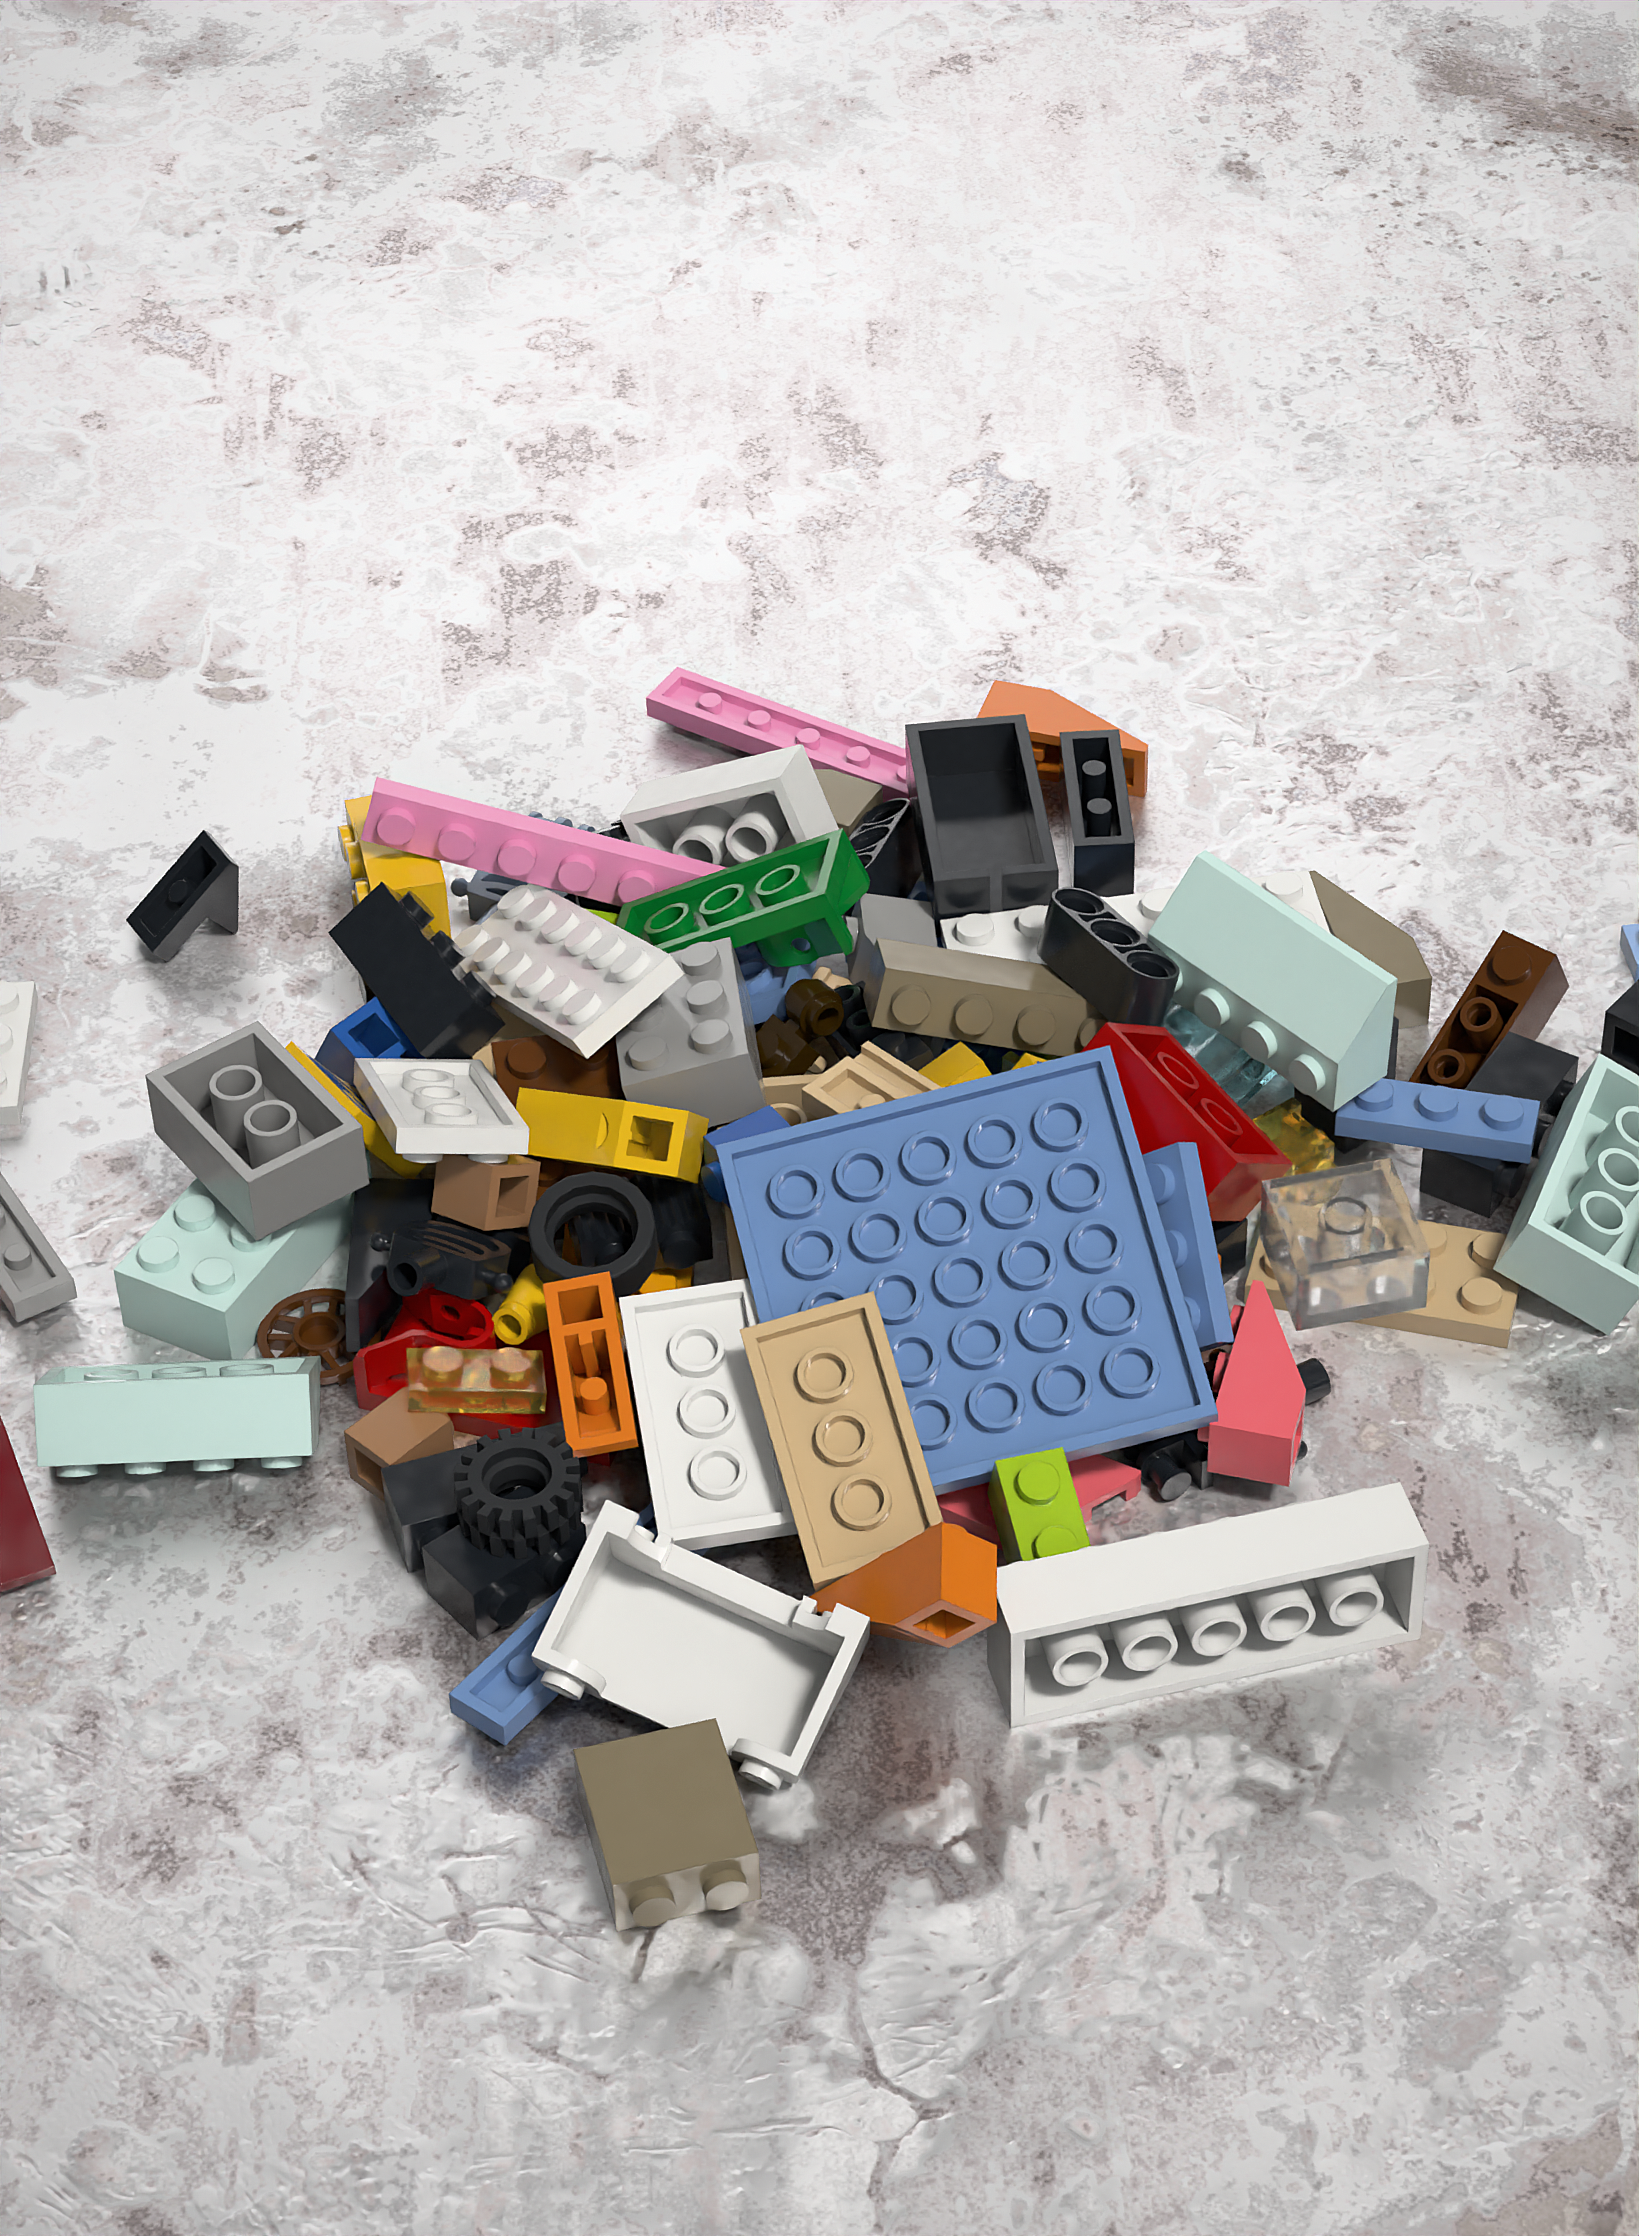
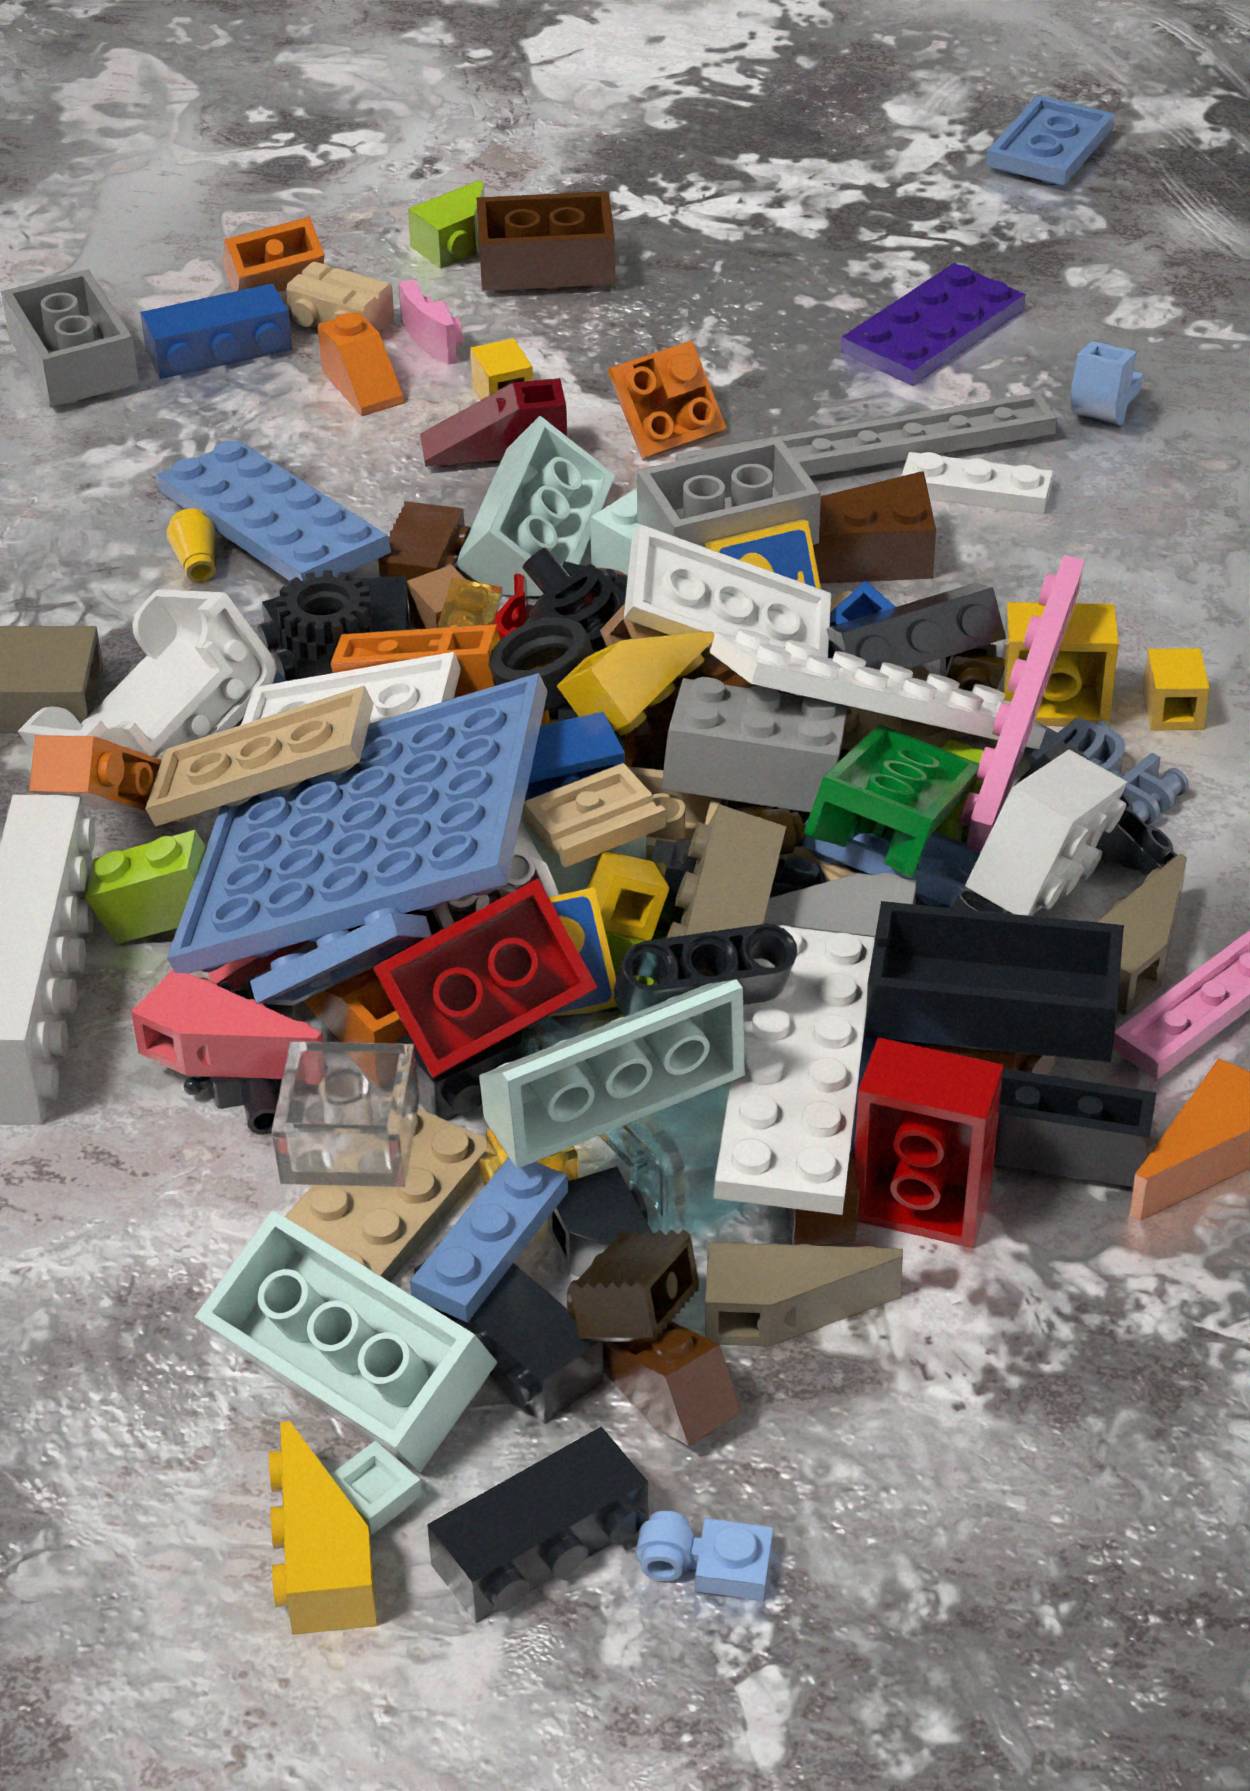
camera: 105 degrees right, 0 degrees up
(109, 1080) = (877, 532): none -> reddish brown wedge
(195, 887) = (1116, 576): black slope -> none
(242, 1671) = (272, 512): none -> medium blue plate
(279, 1502) = (424, 540): none -> reddish brown brick
(313, 1752) = (193, 542): none -> yellow cone
(1195, 809) = (926, 1141): none -> red brick
(1460, 1001) = (634, 1287): none -> dark brown brick

